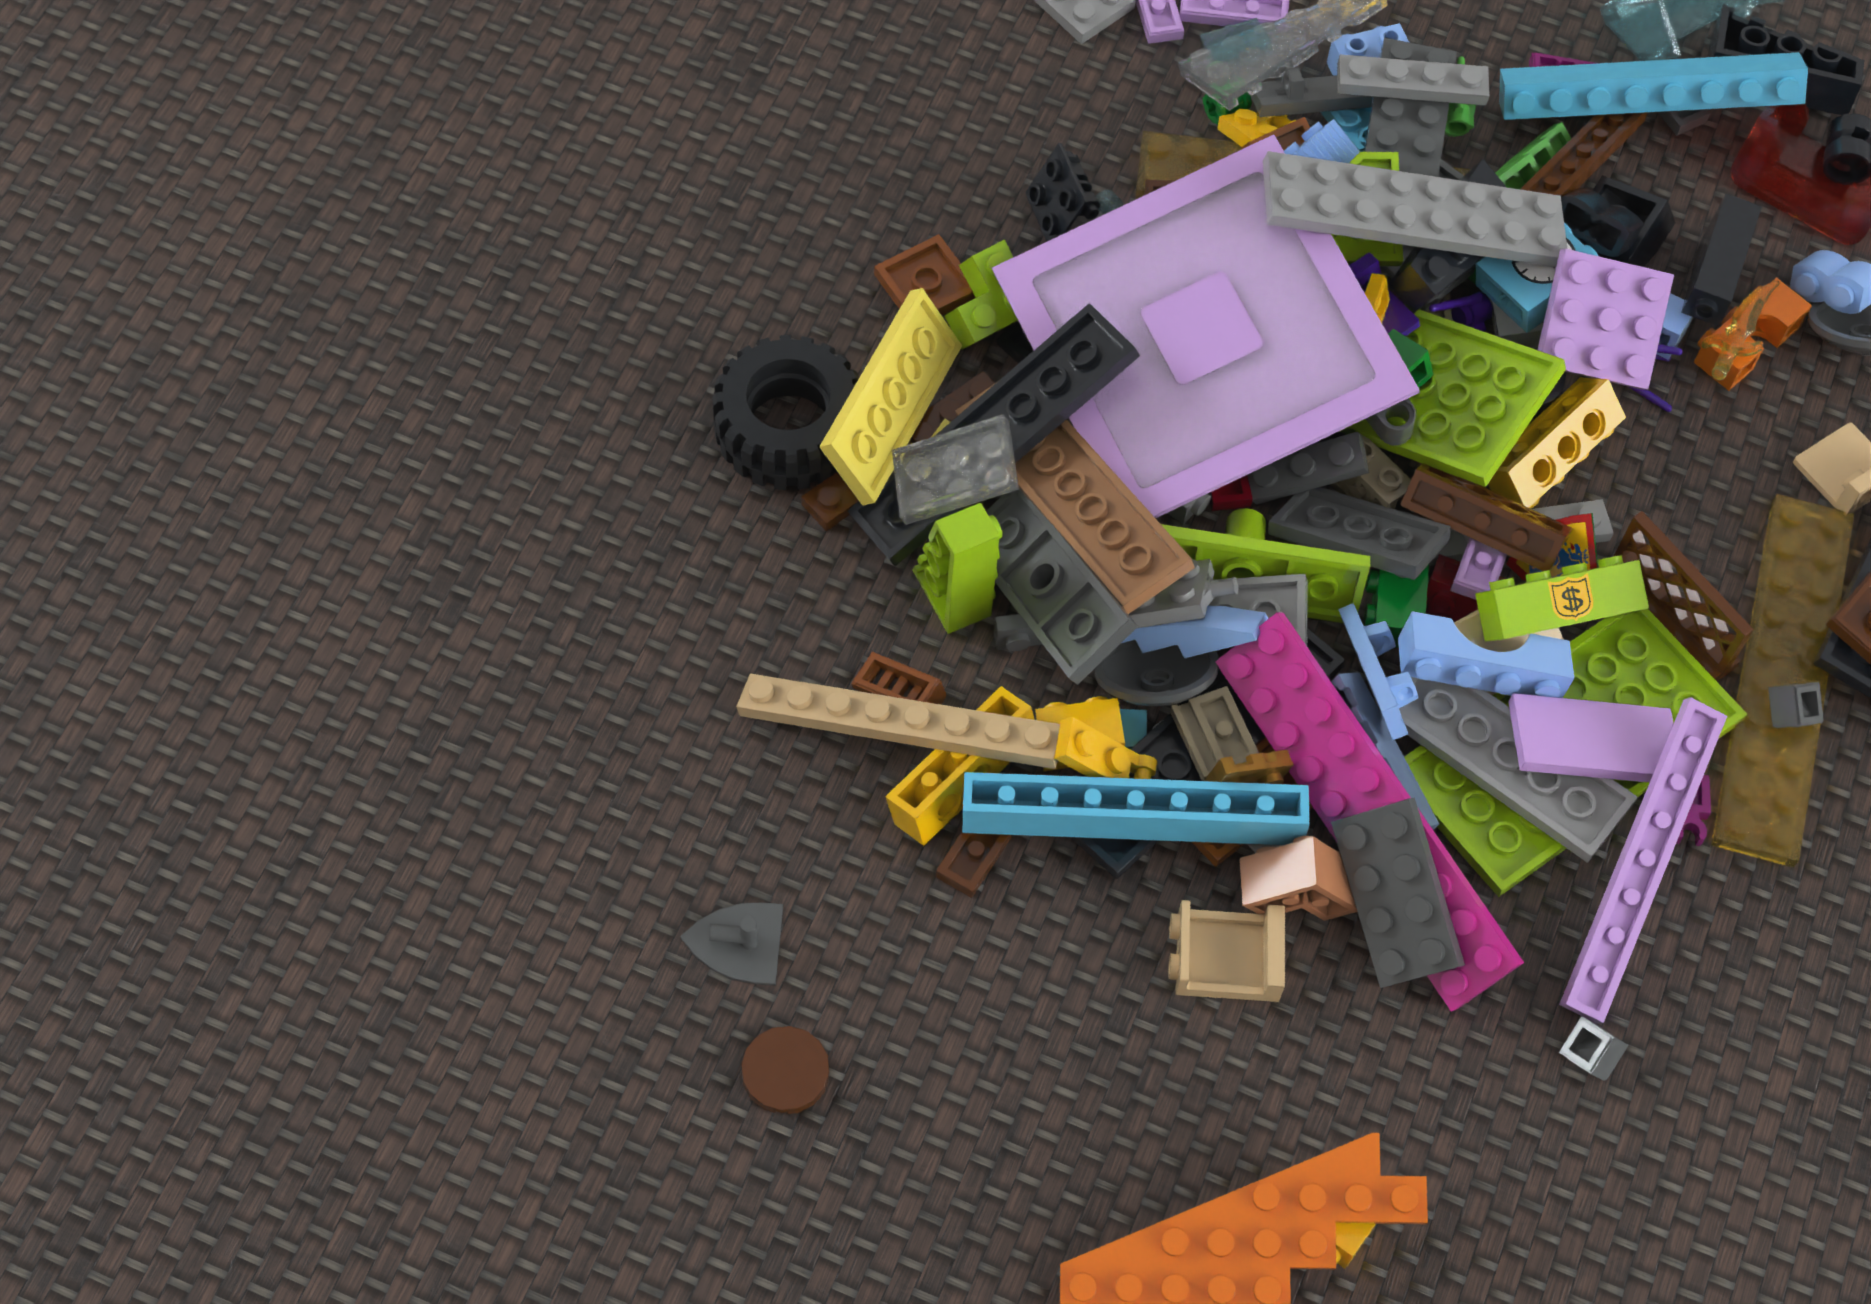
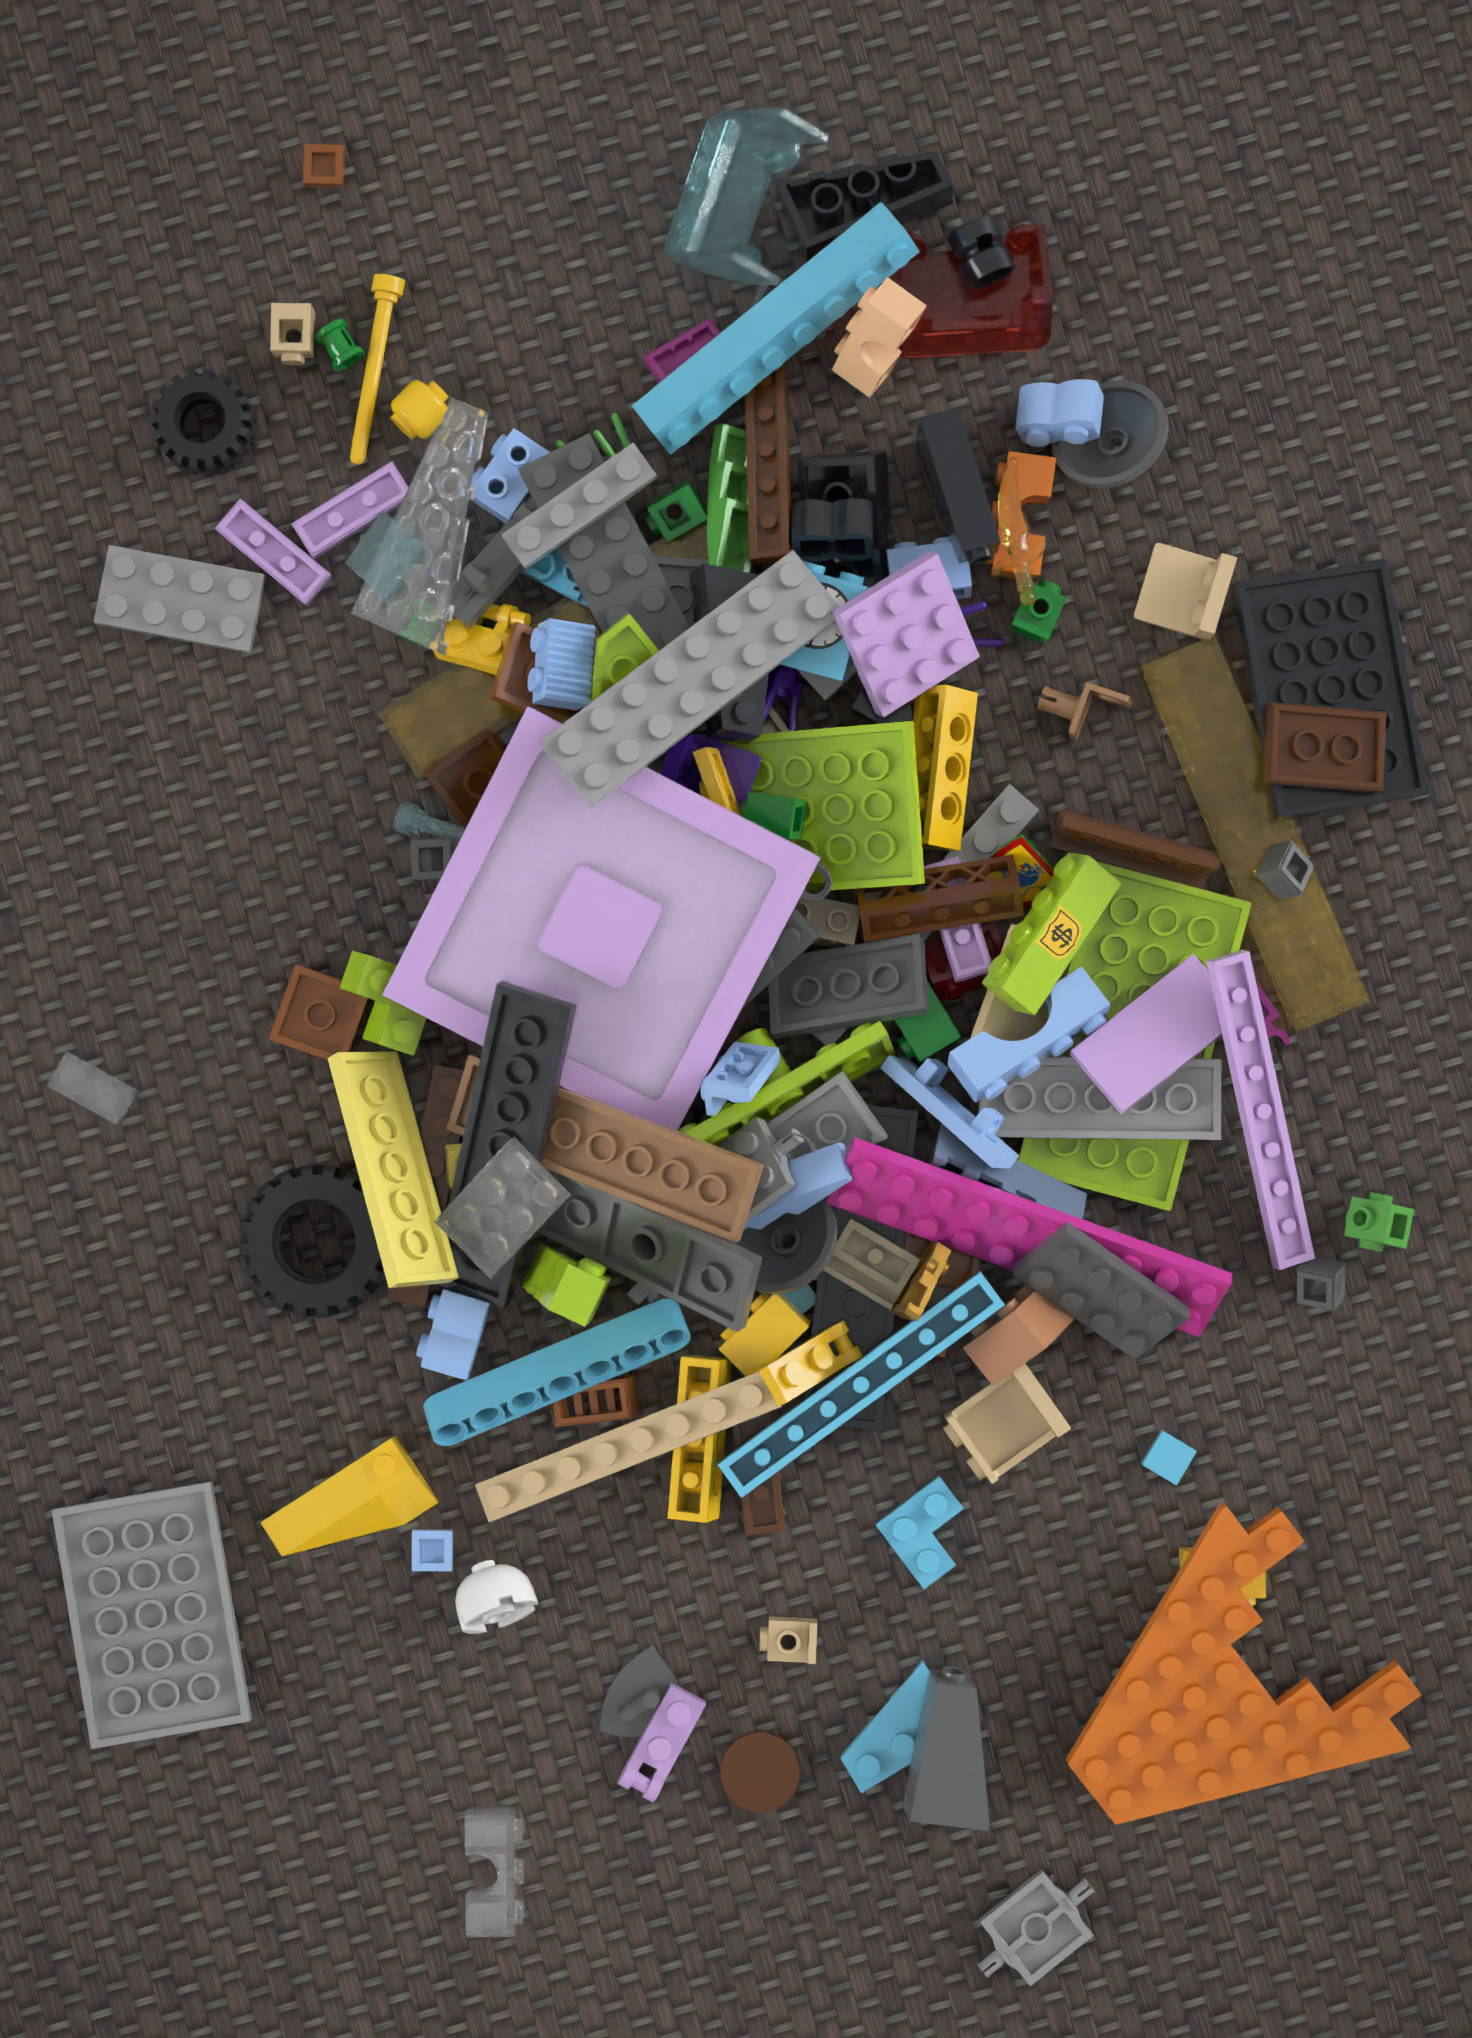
camera: 30 degrees left, 25 degrees up
(414, 579) = (151, 1615): none -> light grey plate
(474, 998) = (494, 1835): none -> clear arch
(653, 614) = (361, 1499): none -> yellow wedge
(673, 694) = (432, 1549): none -> light blue plate
(689, 761) = (493, 1596): none -> white cylinder
(714, 214) = (92, 1088): none -> clear plate
(725, 980) = (662, 1741): none -> lavender plate
(832, 556) = (454, 1333): none -> light blue brick
(870, 643) = (556, 1372): none -> medium azure beam
(902, 994) = (801, 1628): none -> tan brick
(934, 1132) = (890, 1736): none -> medium azure wing
(956, 1174) = (947, 1760): none -> dark grey slope
(1061, 193) = (368, 855): black hinge -> none
(1080, 976) = (911, 1527): none -> medium azure plate
(1213, 513) = (738, 1075): none -> light blue bracket
(1349, 1089) = (1168, 1457): none -> medium azure tile
(1483, 144) = (671, 527): none -> green brick
(1684, 1029) = (1378, 1222): none -> bright green brick
(1703, 486) = (1077, 707): none -> medium nougat bracket
(1716, 403) = (1039, 626): none -> green brick
(1748, 113) = (875, 336): none -> light nougat arch

